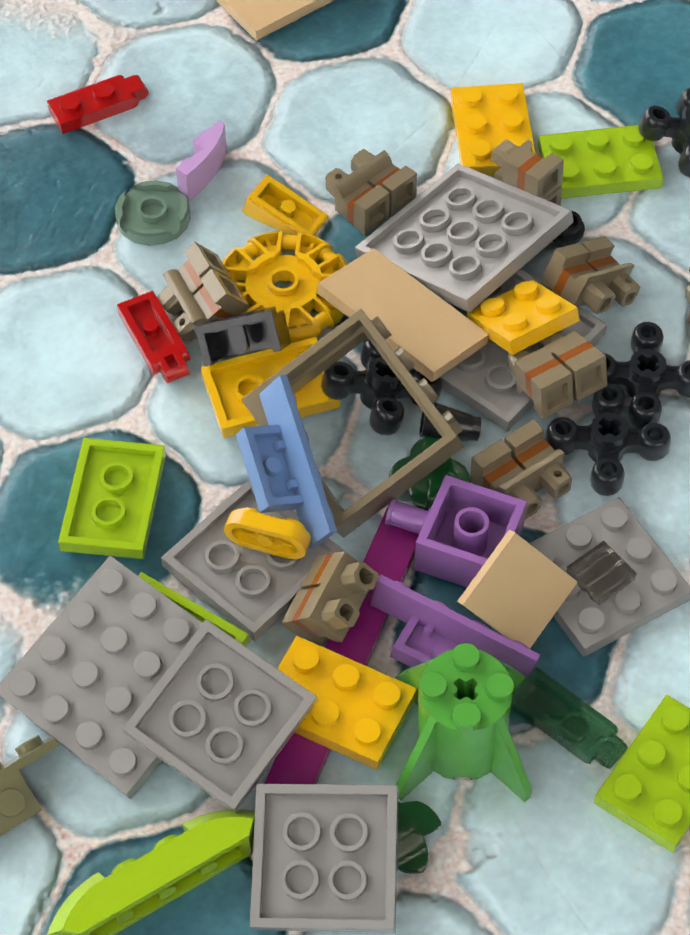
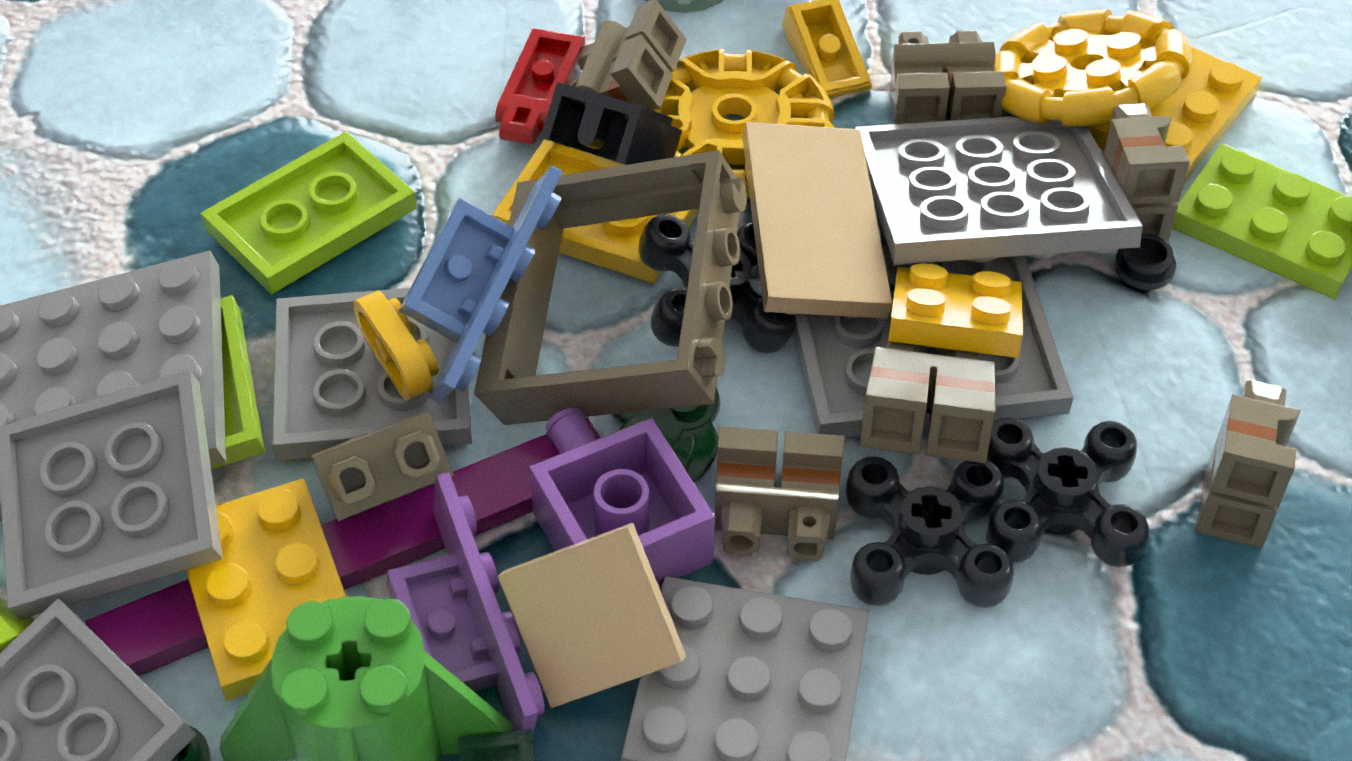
camera: 40 degrees right, 5 degrees down
(455, 153) = (1091, 65): none -> yellow plate
(470, 424) = (754, 382): black cone -> none
(590, 275) = (1107, 325): dark tan hips -> none
(601, 573) = (730, 677): clear smoke piece -> none

